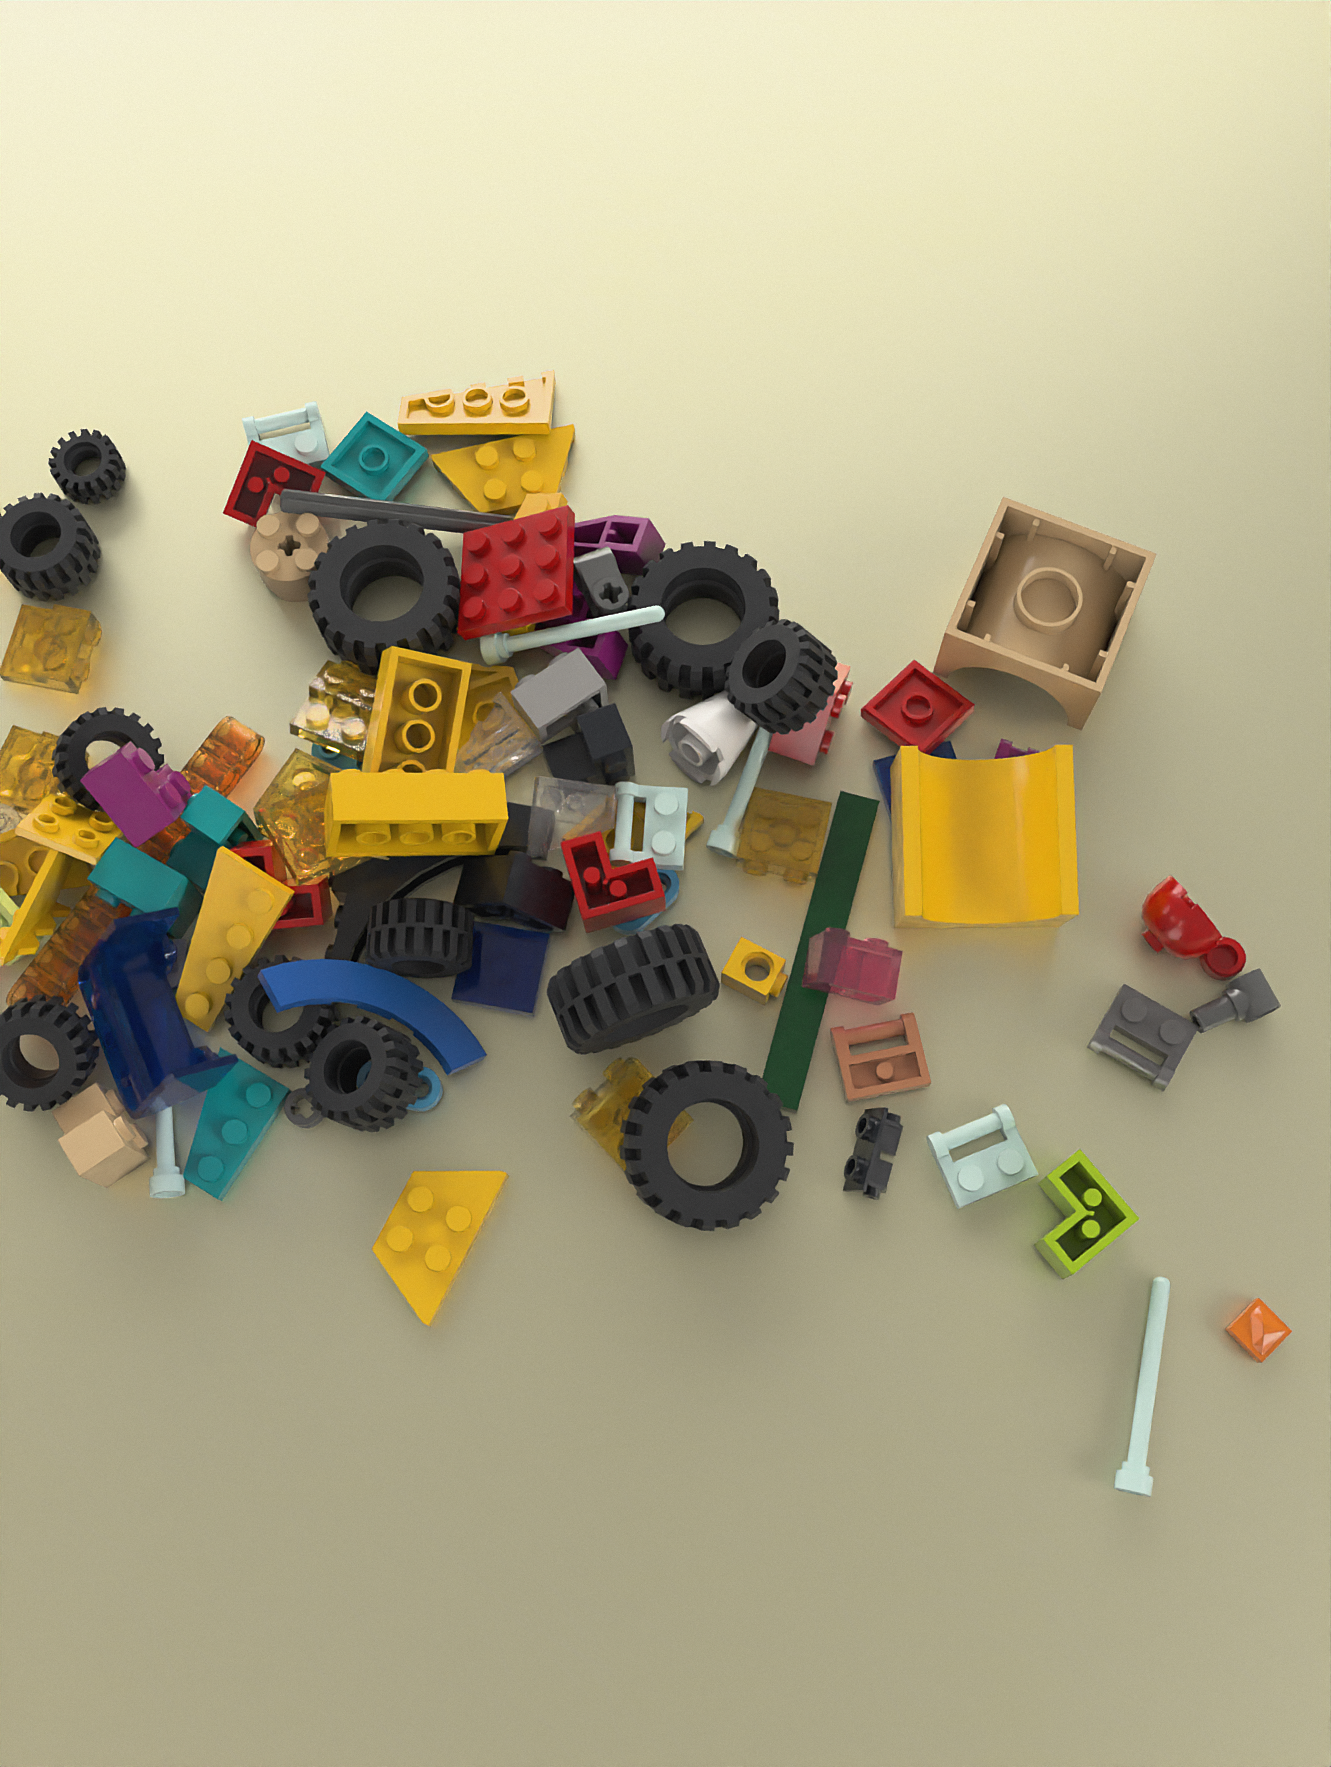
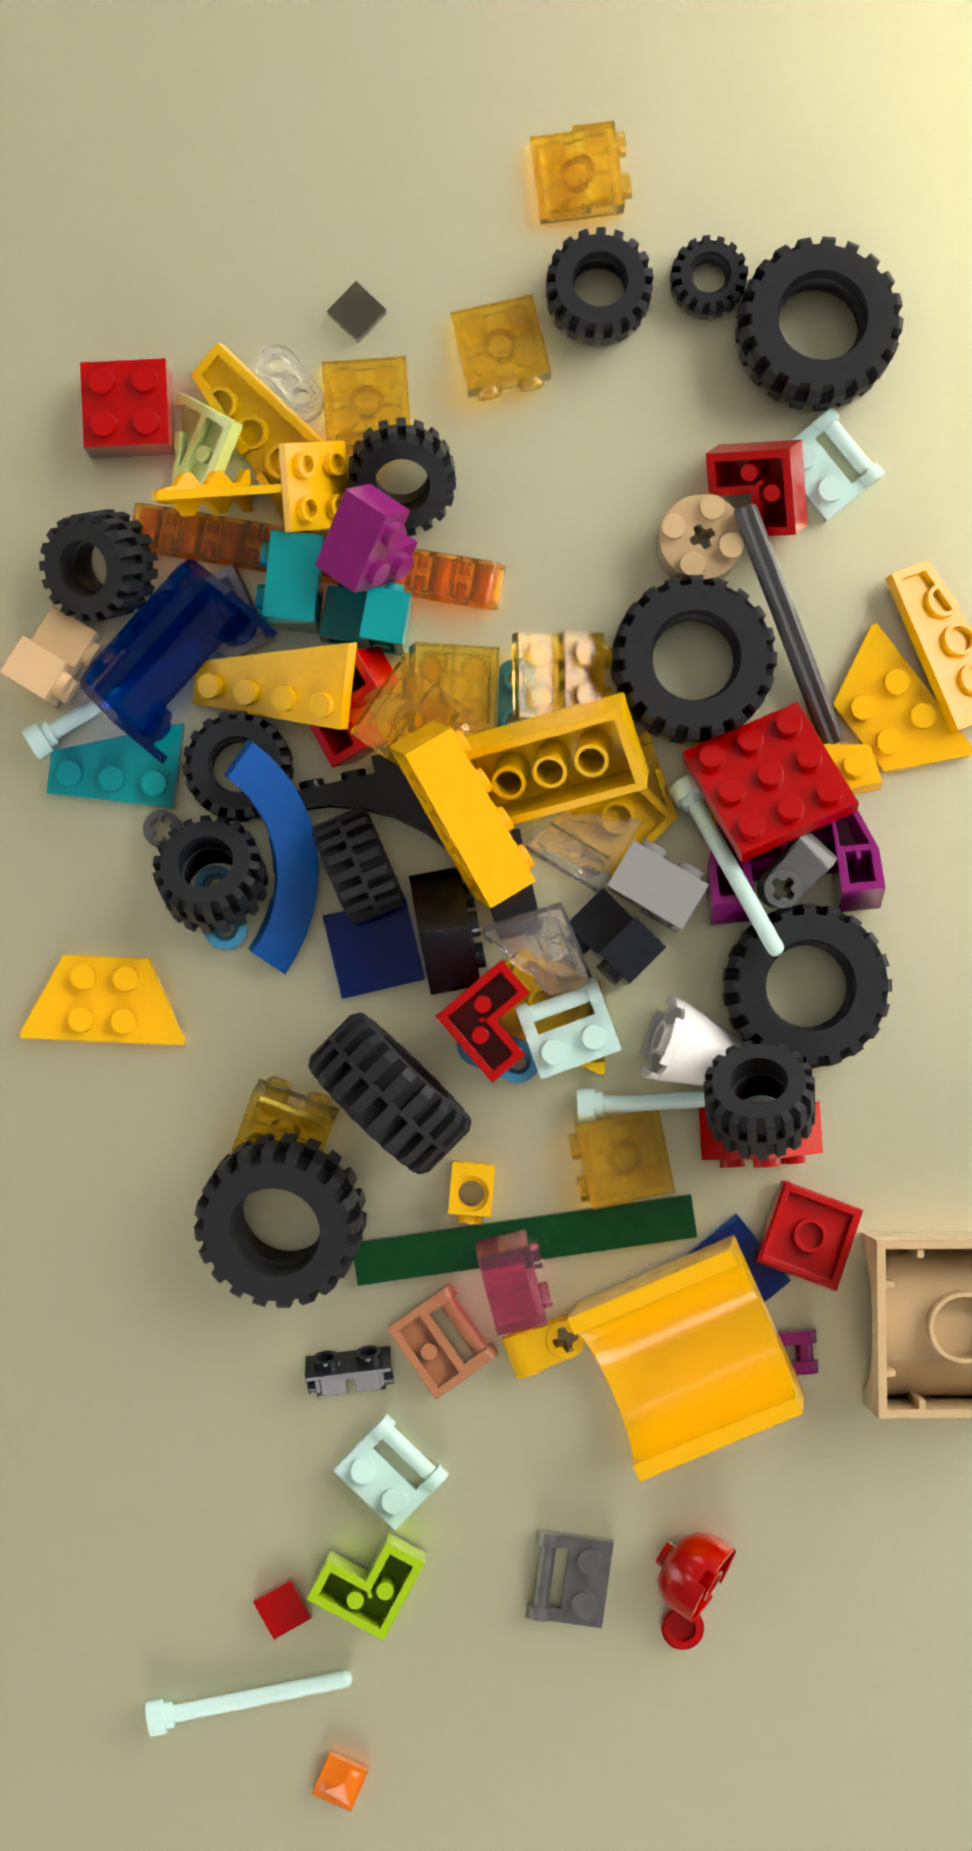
camera: 60 degrees right, 15 degrees up
(155, 357) = (828, 270): none -> black tyre
(374, 460) = (843, 568): teal plate -> none
(921, 974) = (538, 1349): none -> yellow piece
(1072, 1313) = (282, 1608): none -> red tile
(1245, 998) = (648, 1663): dark grey pin -> none

